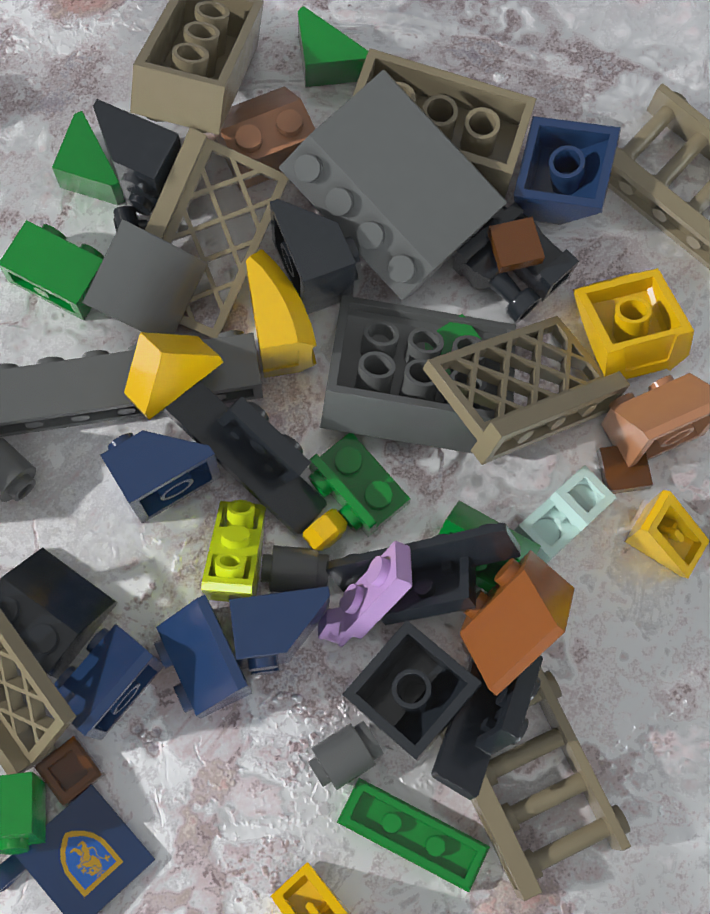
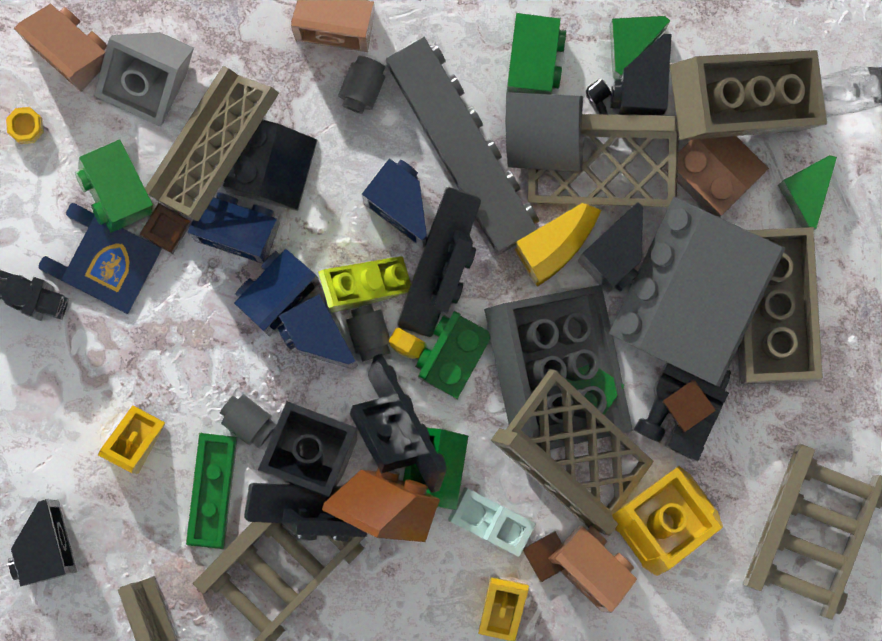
camera: 75 degrees right, 10 degrees up
(167, 368) = (477, 178): yellow slope -> none
(370, 597) = (364, 394): lavender hinge -> none
(565, 169) = (772, 422): dark blue slope -> none

